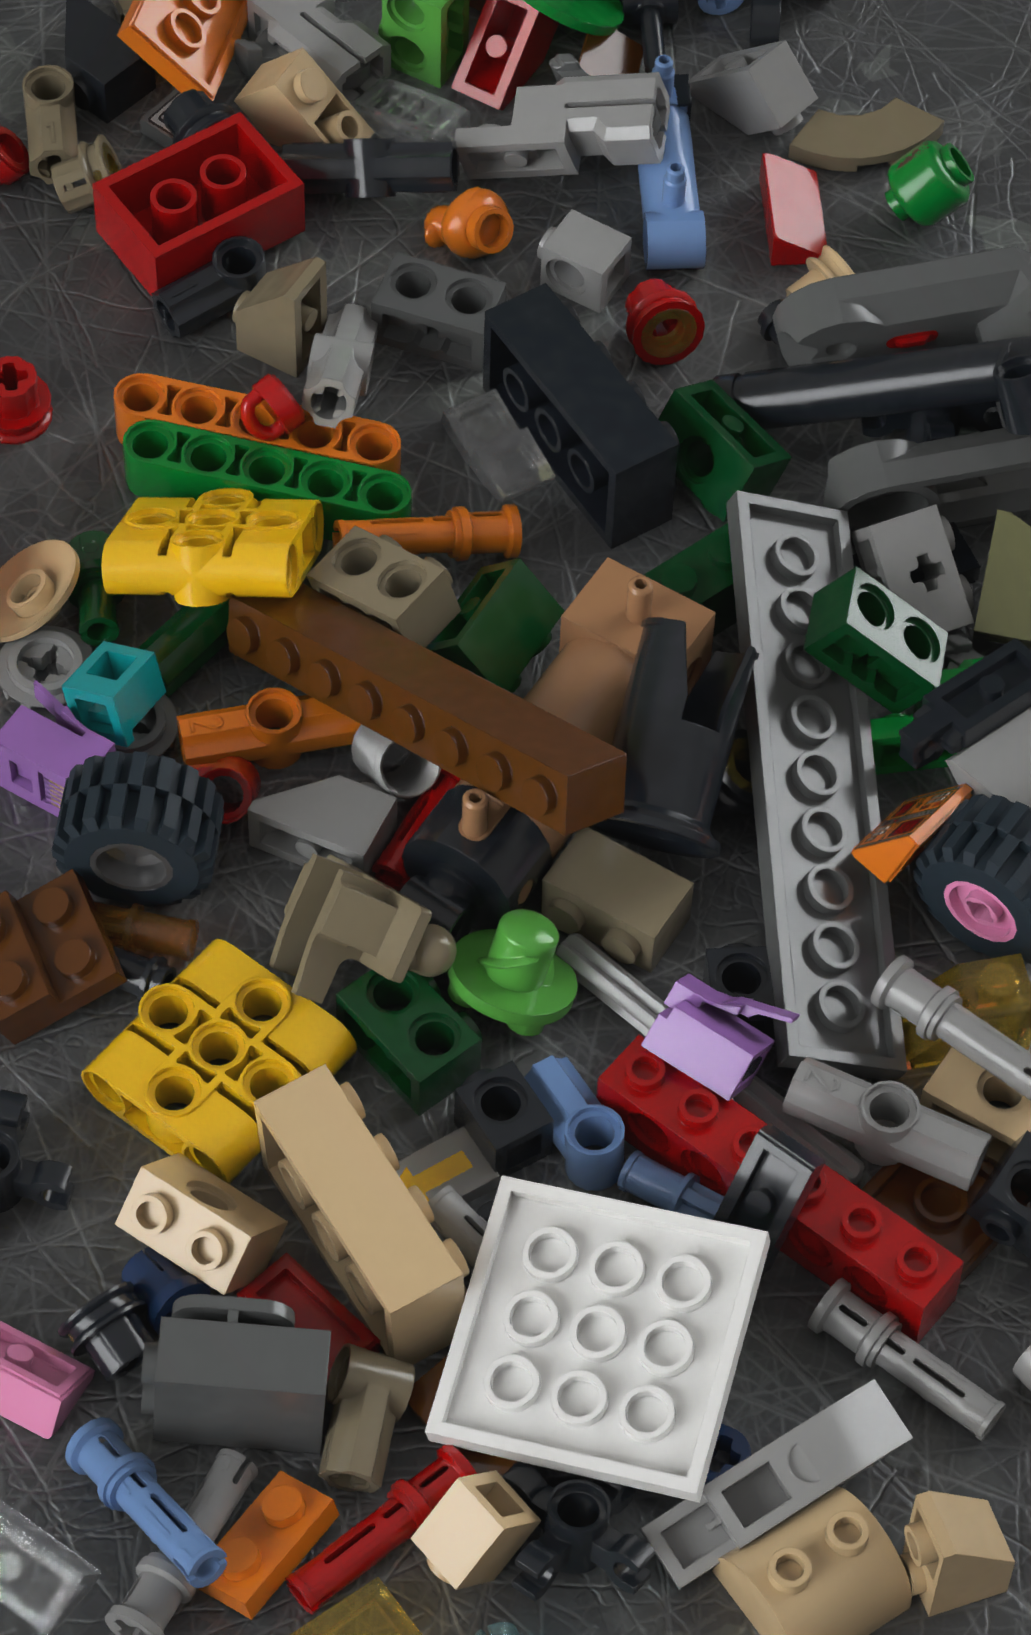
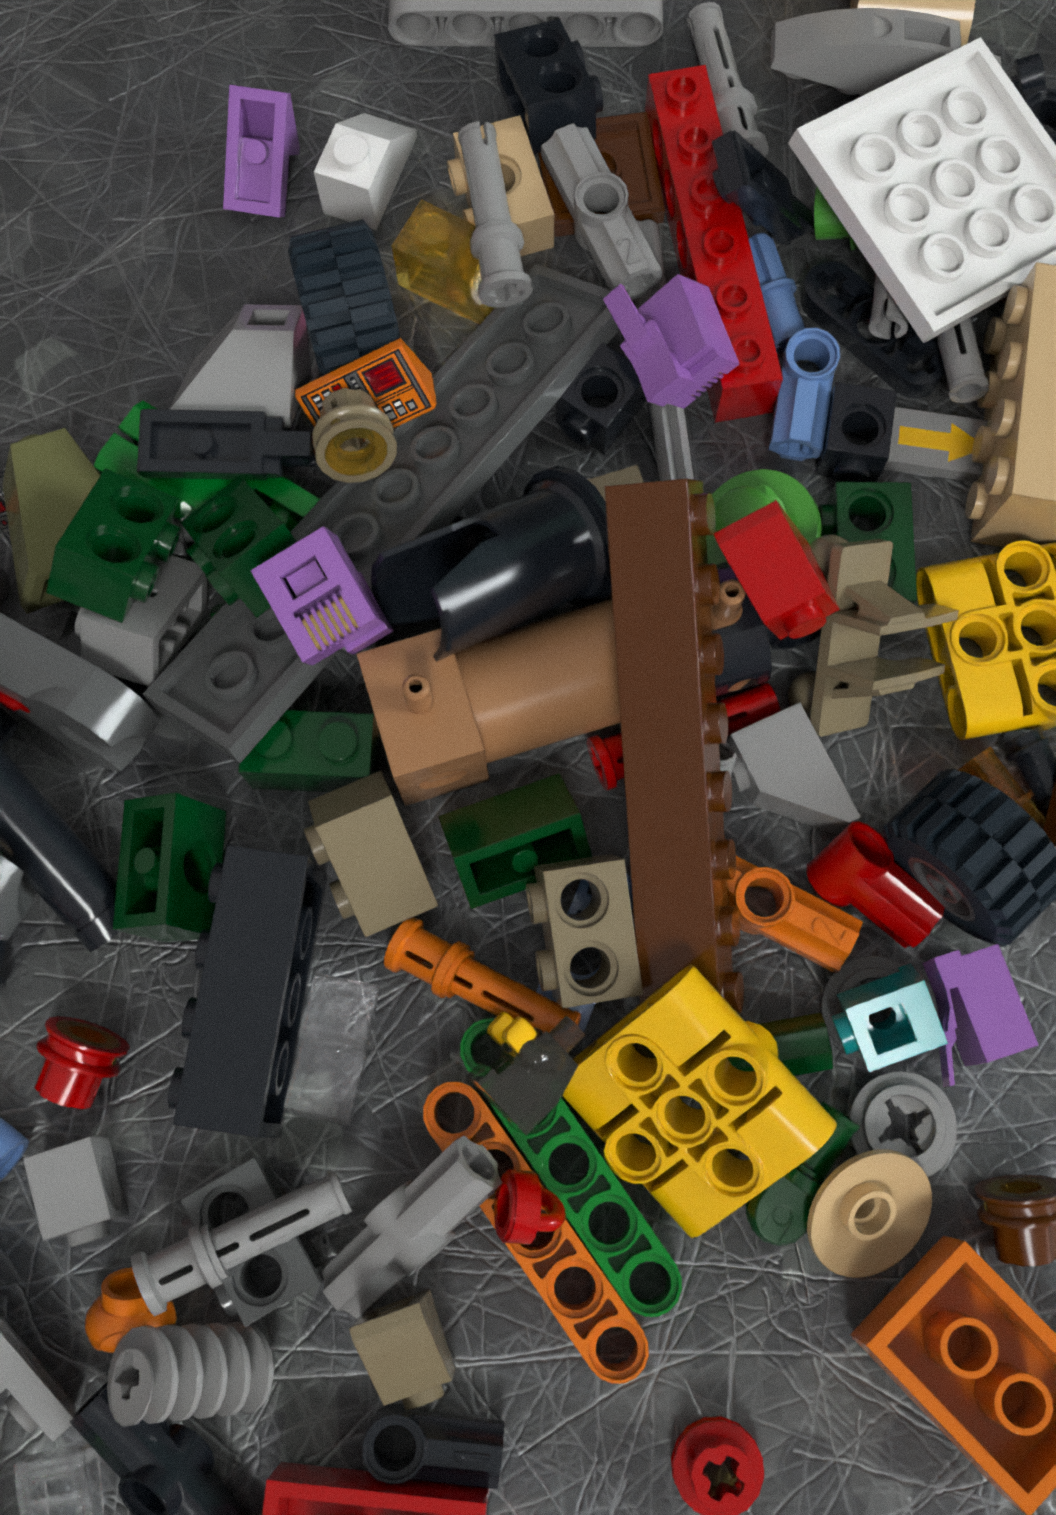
camera: 135 degrees left, 20 degrees up
(342, 471) = (530, 1069): none -> clear smoke piece
(412, 209) = (189, 1372): none -> light grey piece
(452, 850) = (778, 572): none -> red slope
(453, 258) = (210, 1252): none -> light grey pin
(574, 537) = (370, 853): none -> dark tan brick
(770, 606) = (321, 598): none -> medium lavender piece
(888, 774) = (341, 433): none -> dark tan piece
(979, 557) = (113, 546): none -> dark green brick

